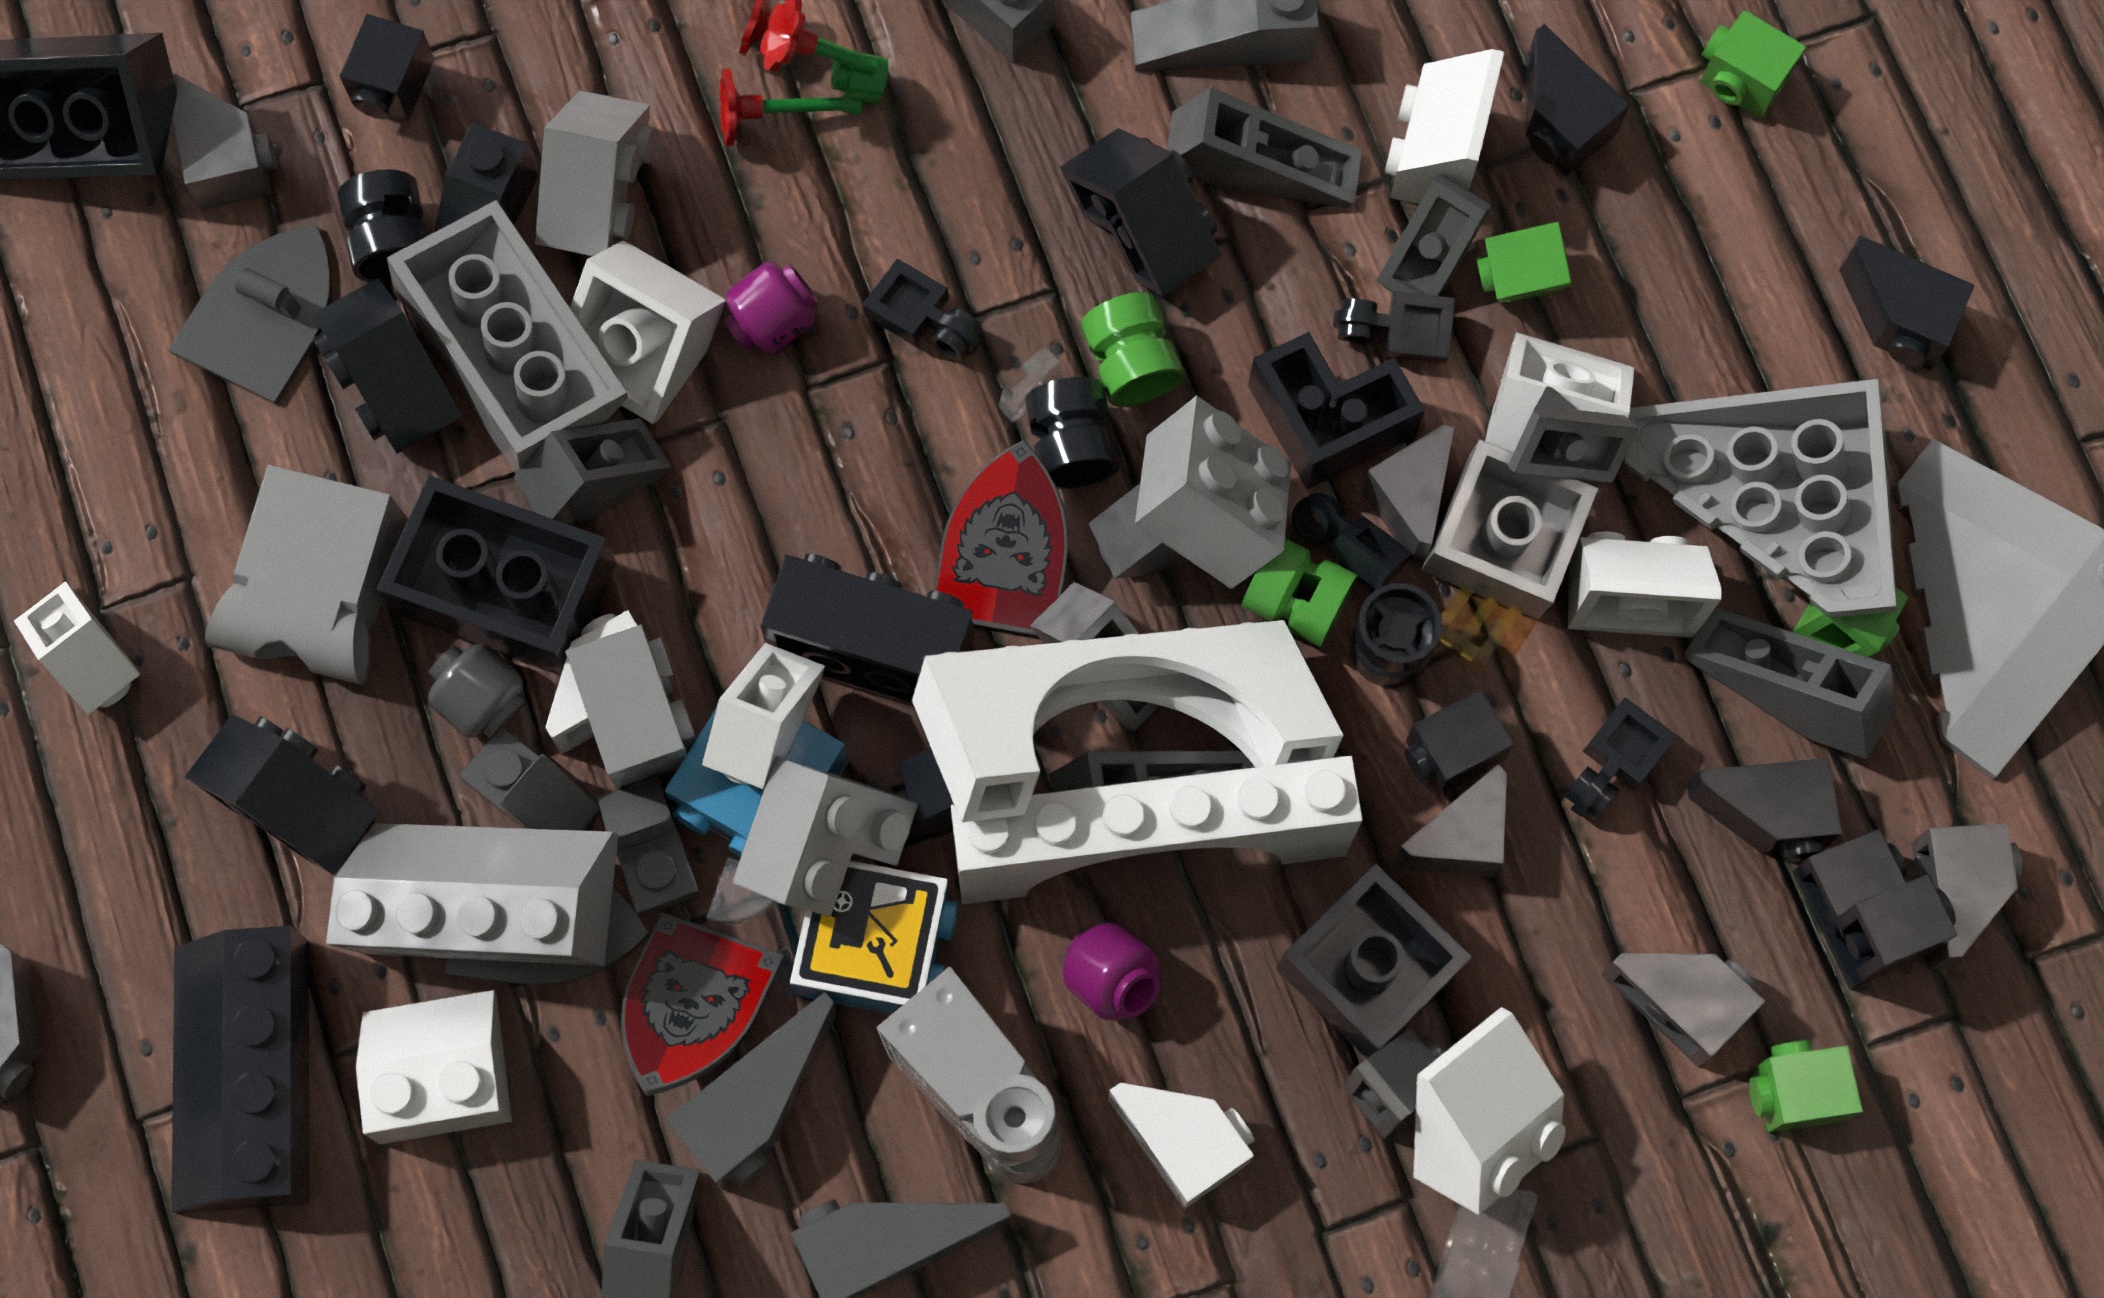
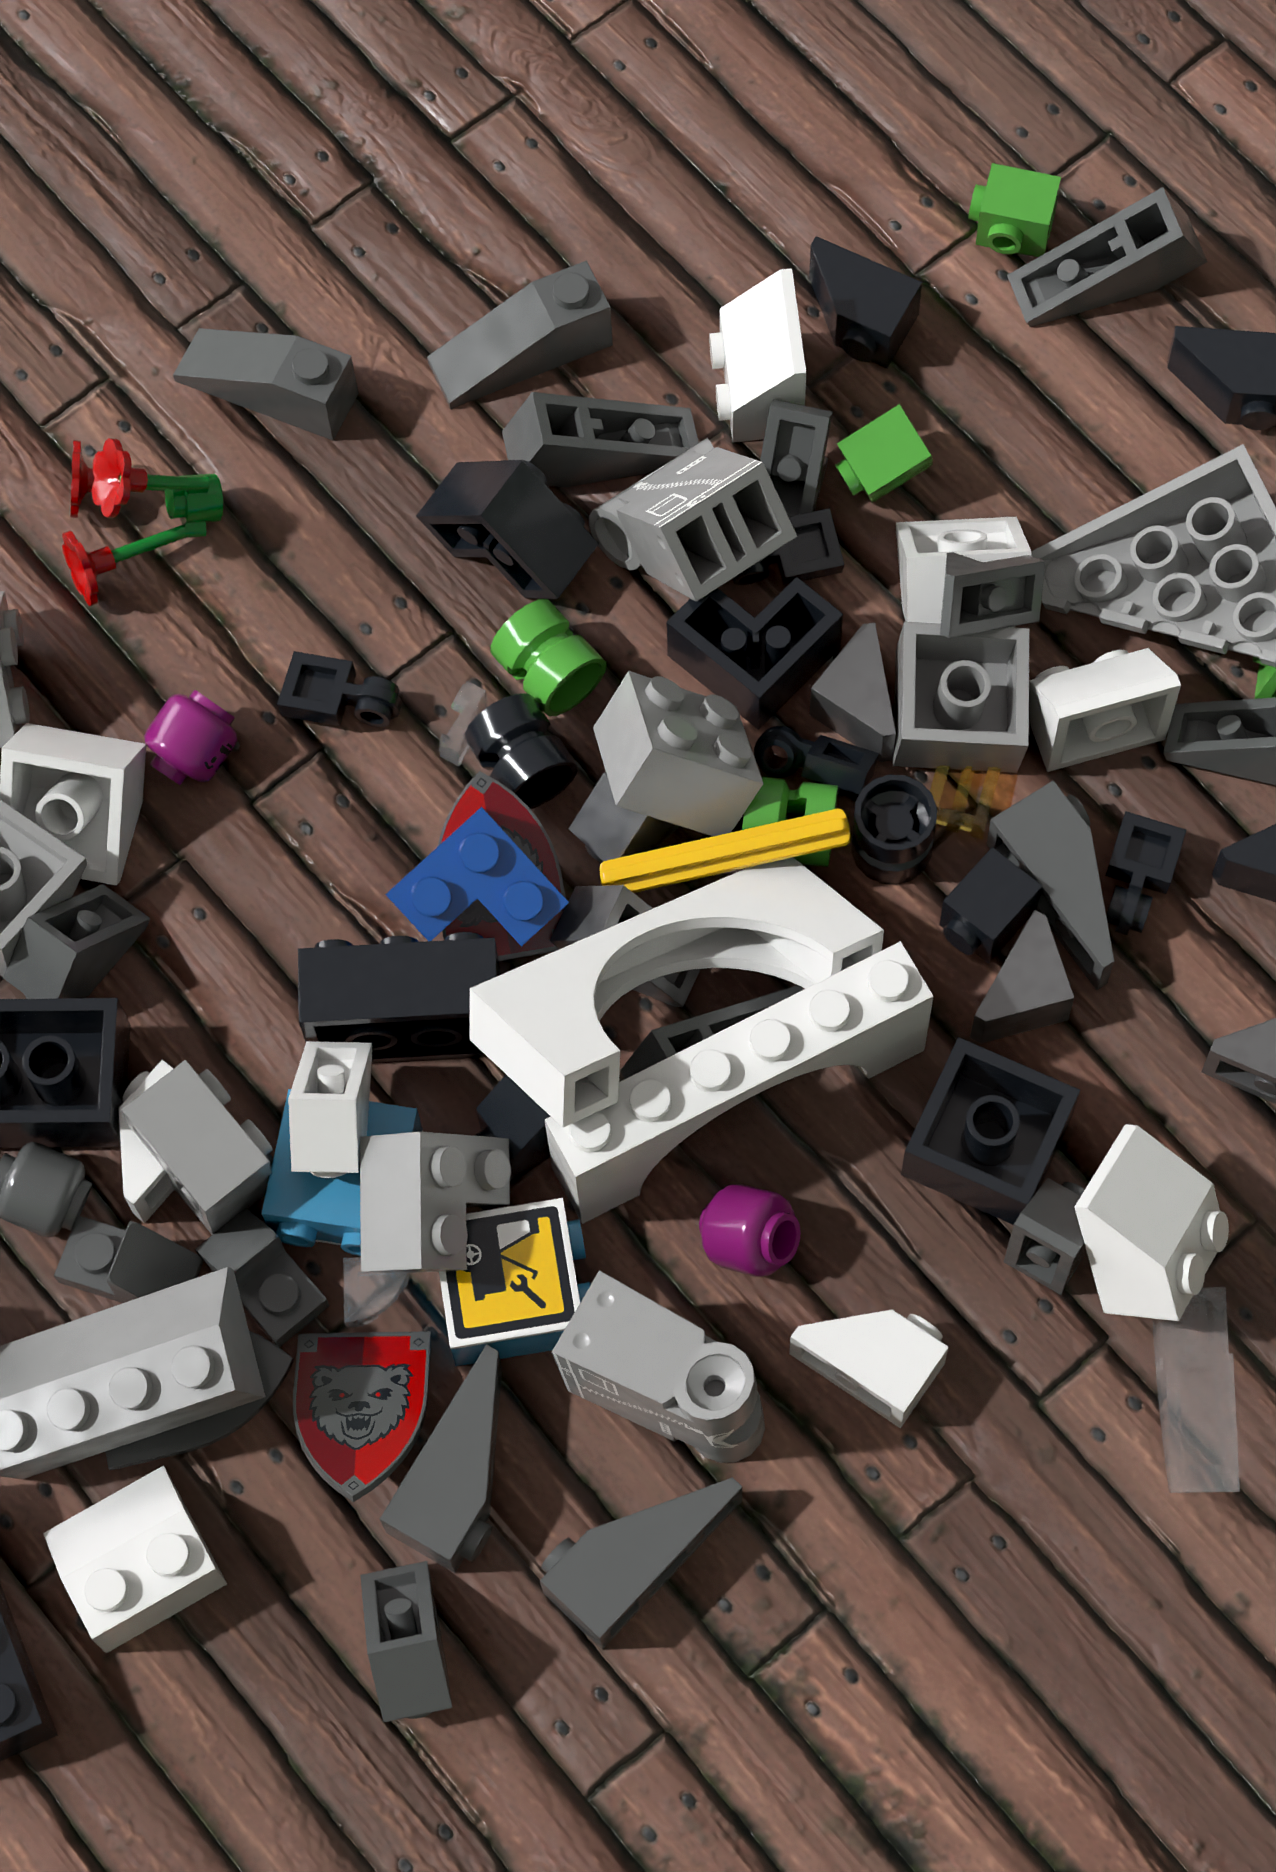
camera: 15 degrees left, 5 degrees down
(991, 534) = (480, 865): none -> blue brick
(1227, 603) = (728, 852): none -> yellow axle
(1319, 267) = (695, 520): none -> light grey piece
(1540, 708) = (1054, 845): none -> dark grey slope
(1823, 146) = (1110, 261): none -> dark grey slope

